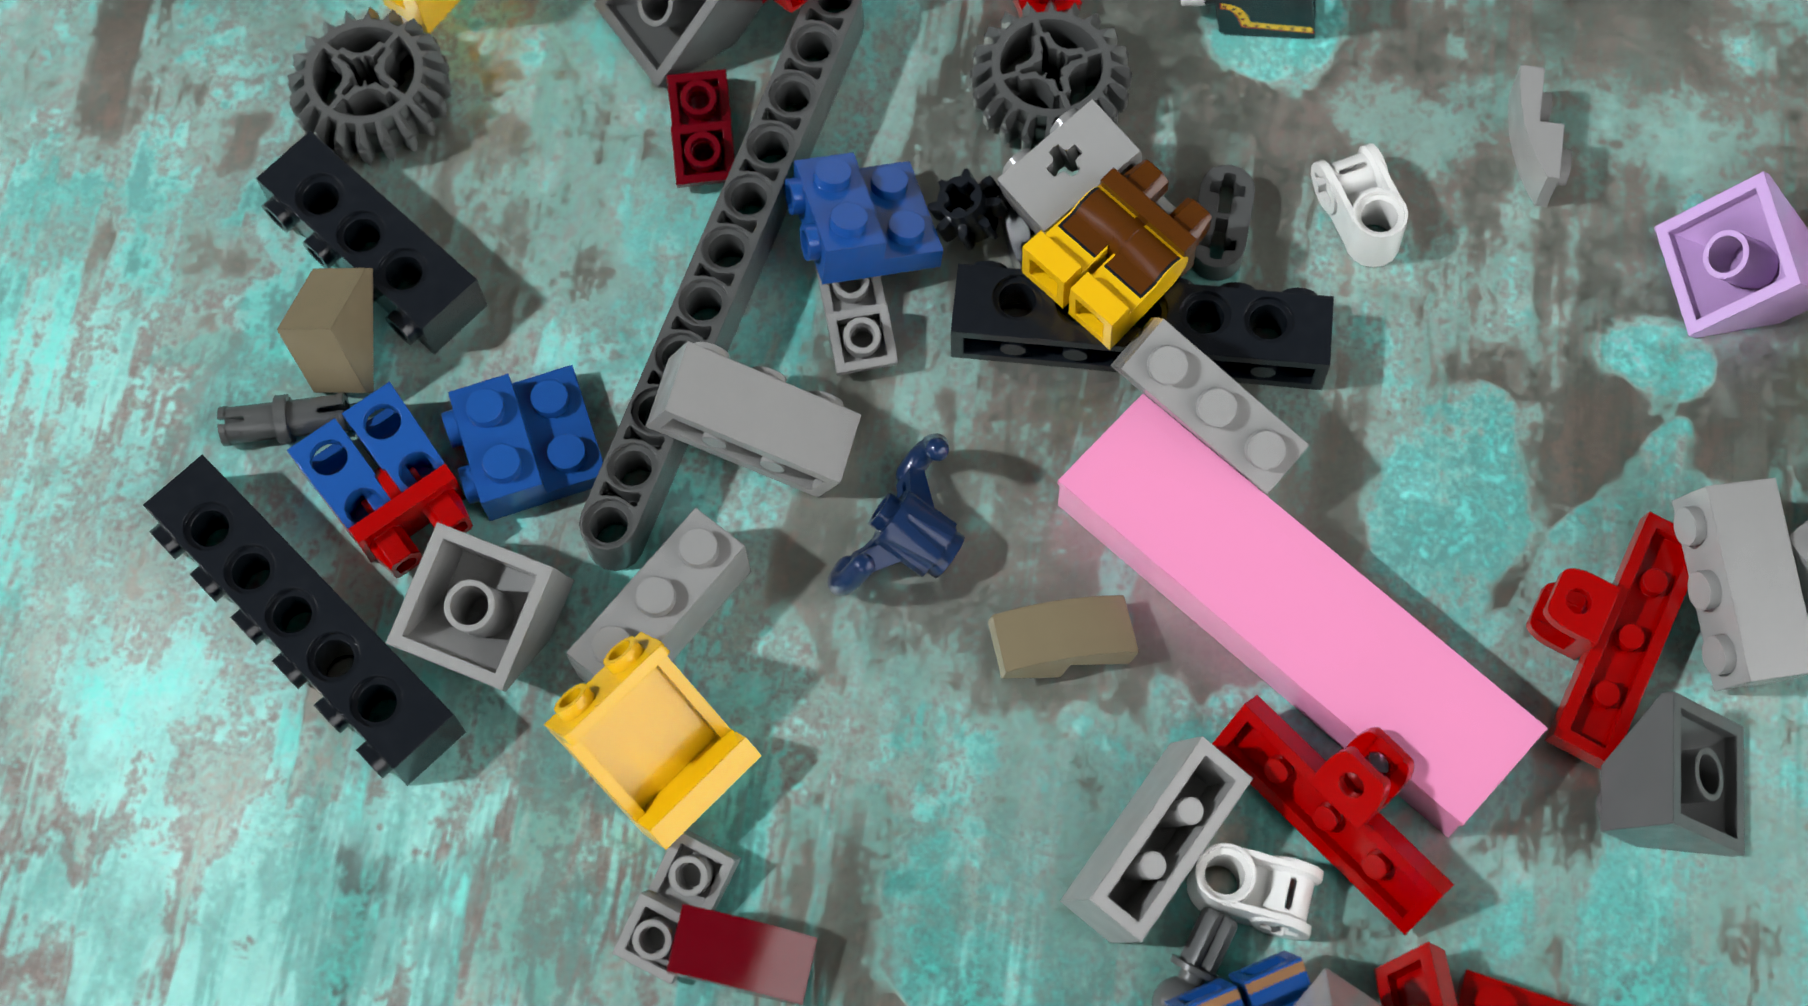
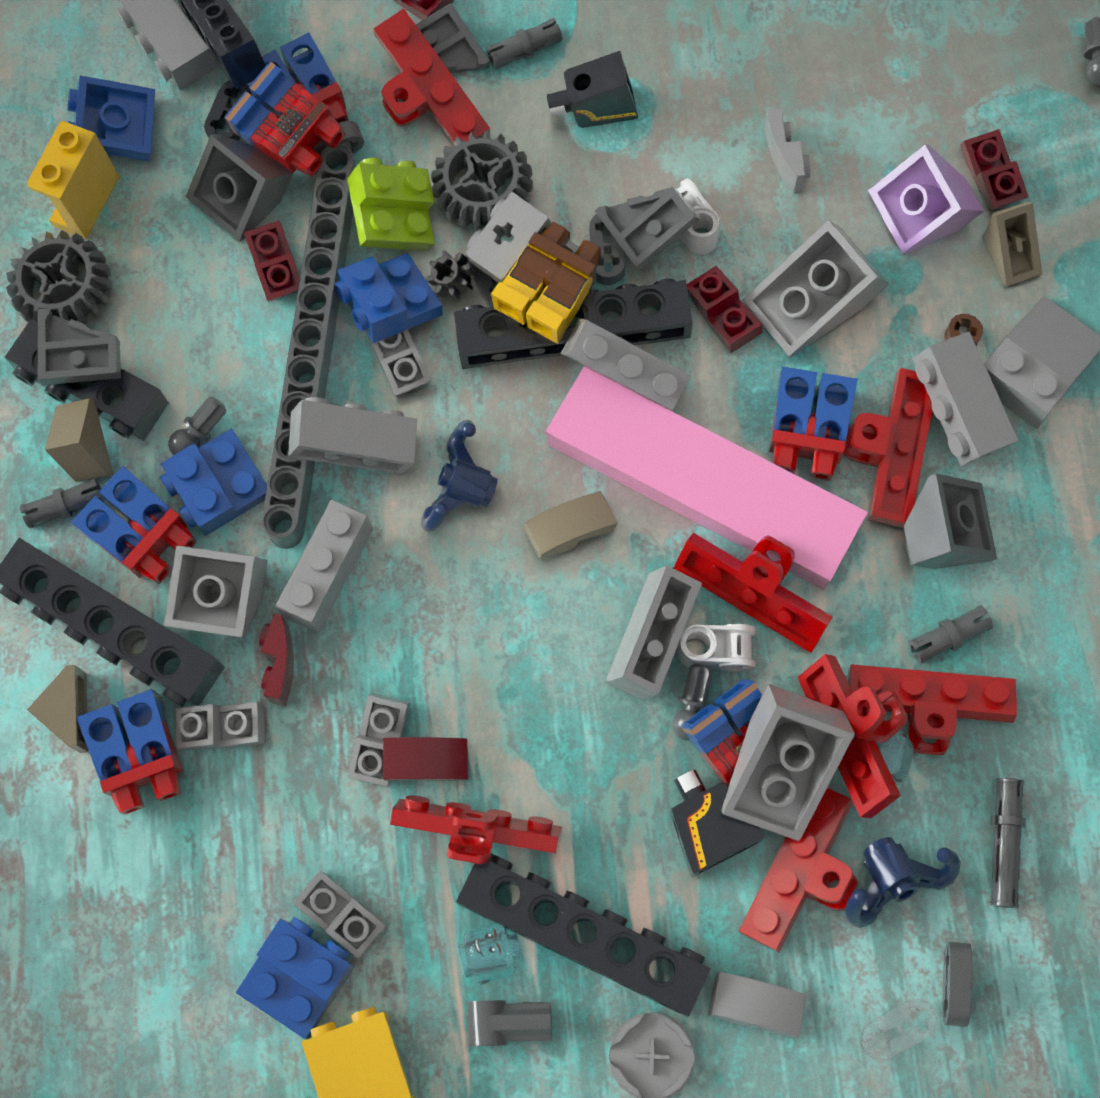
camera: 10 degrees left, 5 degrees up
(200, 736) = (62, 704): none -> dark tan slope
(287, 827) = (132, 750): none -> blue hips
(361, 193) = (74, 352): none -> dark grey wing
(433, 823) = (220, 726): none -> light grey slope
(521, 349) = (197, 426): none -> dark grey axle
(544, 767) = (277, 647): none -> dark red slope
(650, 739) = (339, 645): yellow panel -> none
(903, 83) = (392, 205): none -> lime plate
(1295, 197) = (648, 223): none -> dark grey wing
(1383, 357) = (723, 310): none -> dark red slope
(1483, 585) = (809, 434): none -> blue hips
(1537, 359) = (815, 289): none -> light grey slope
(1641, 960) = (950, 634): none -> dark grey pin
(1770, 463) = (964, 320): none -> reddish brown bush

